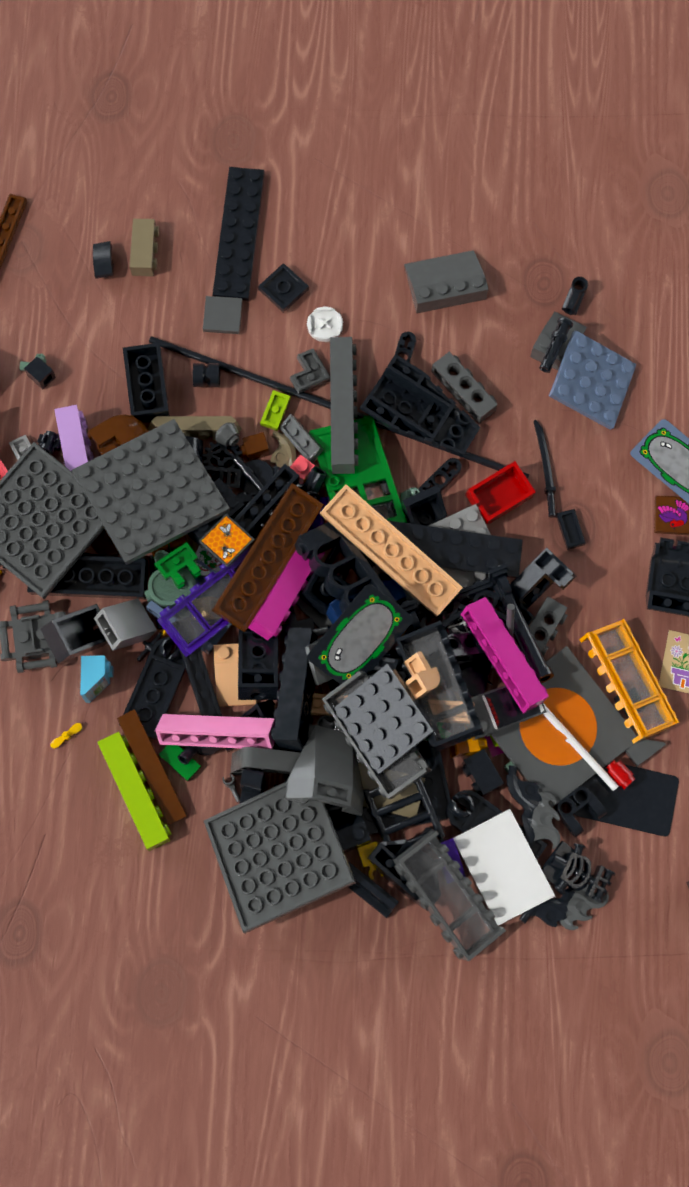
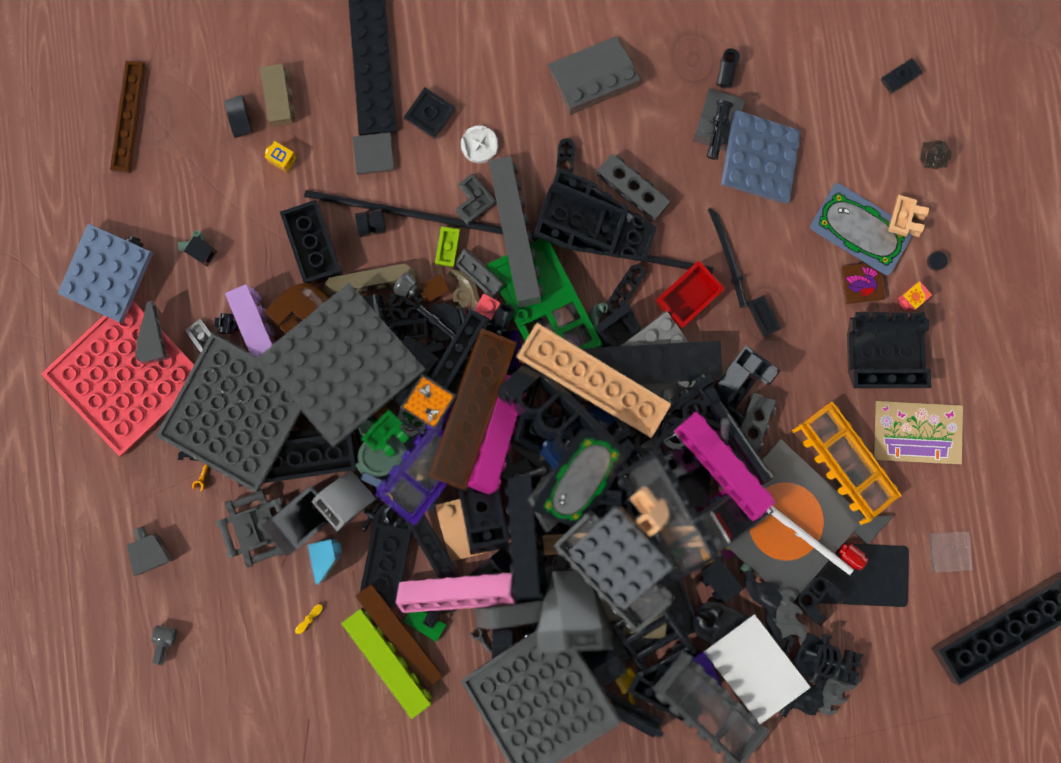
camera: 15 degrees left, 10 degrees up
(134, 301) = (280, 156): none -> yellow brick

